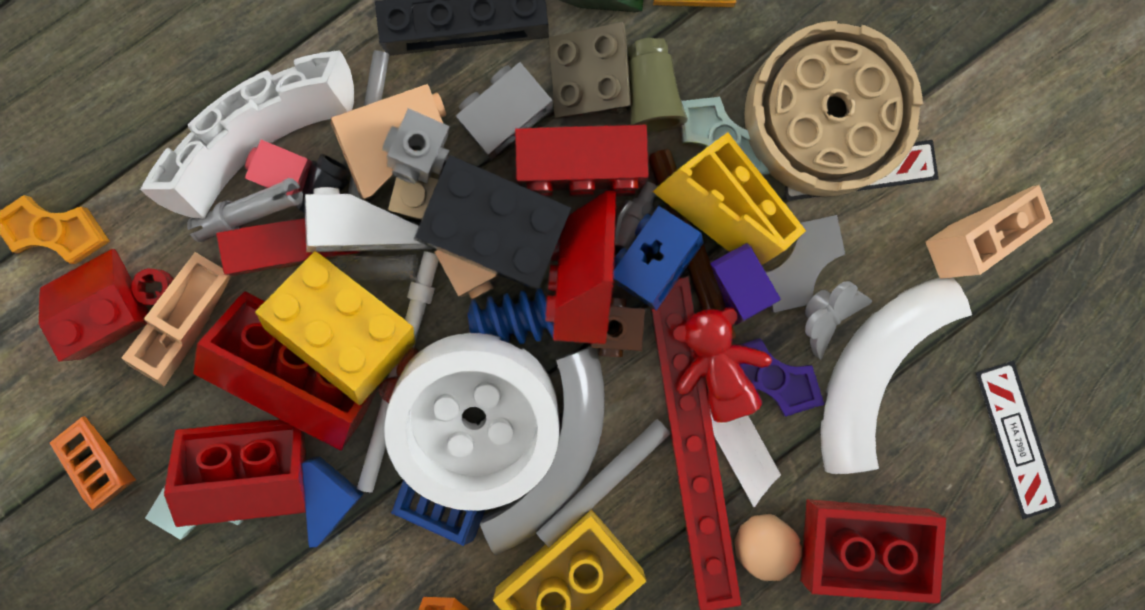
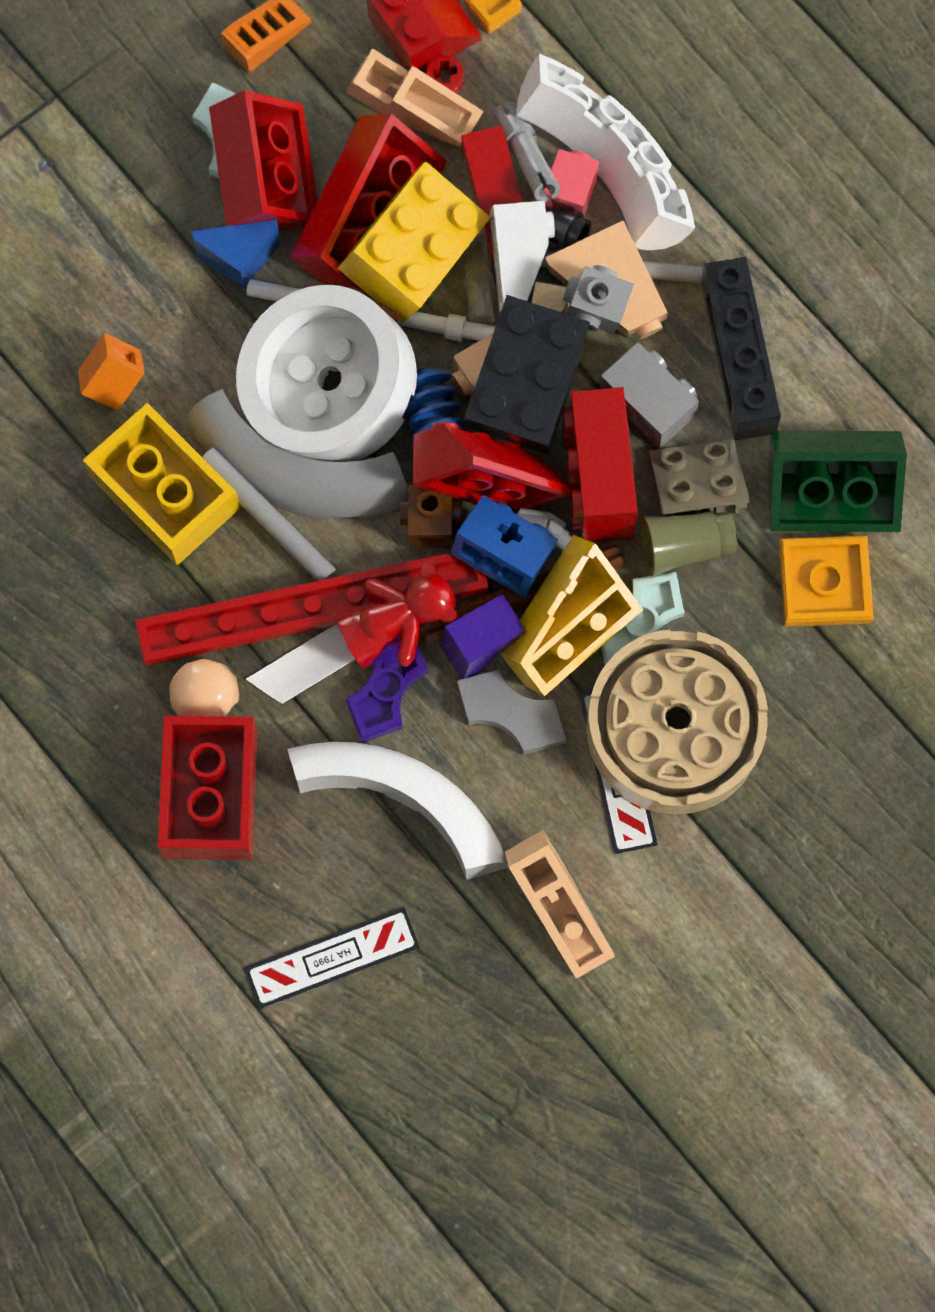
camera: 90 degrees right, 15 degrees down
(461, 535) = (211, 376): blue slope -> none
(828, 310) = (458, 732): light grey animal -> none

